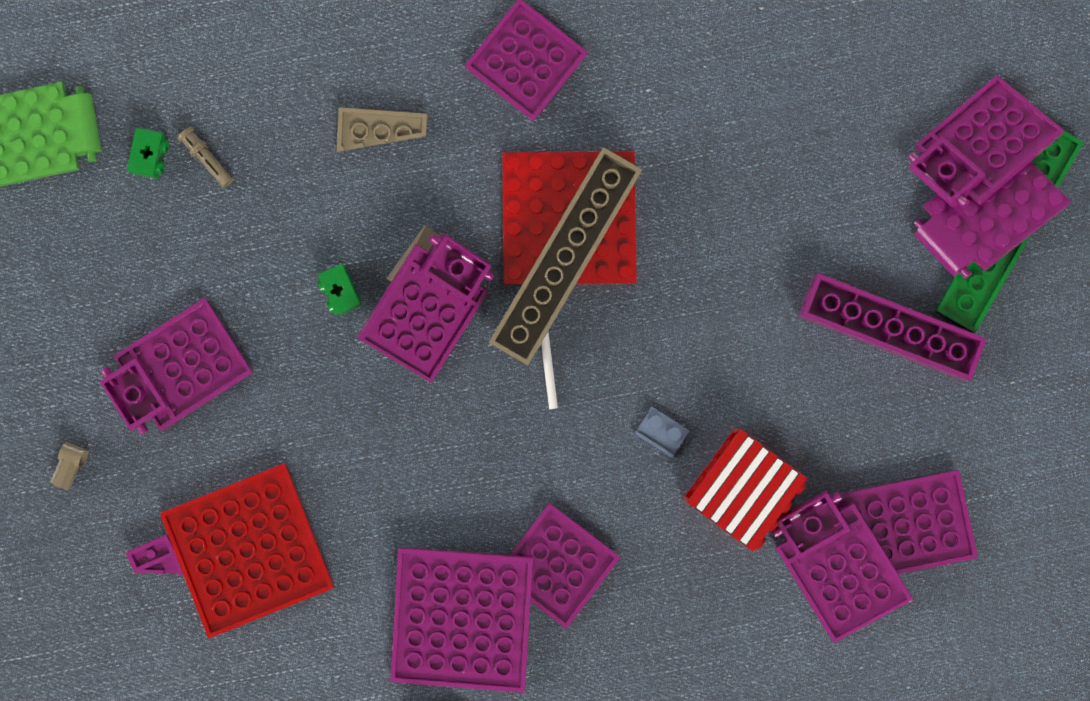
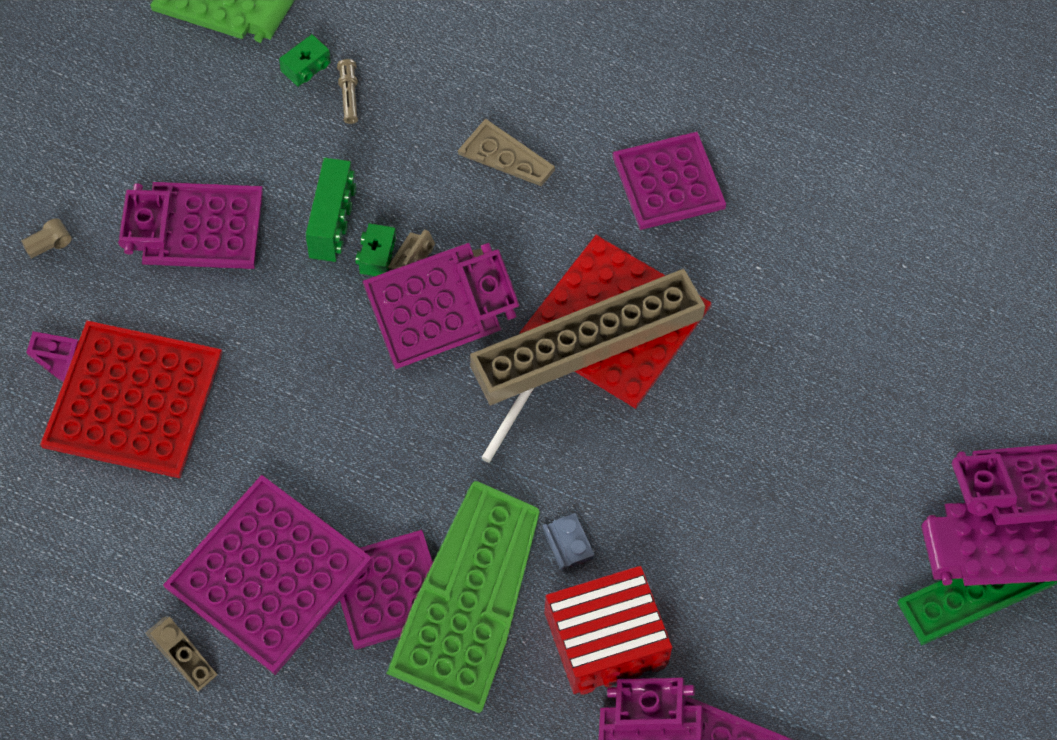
camera: 35 degrees right, 25 degrees down
(277, 283) = (330, 210): none -> green brick
(370, 274) = (413, 249): none -> dark tan bracket
(623, 534) = (467, 599): none -> bright green wing
(892, 327) = (845, 585): magenta brick -> none

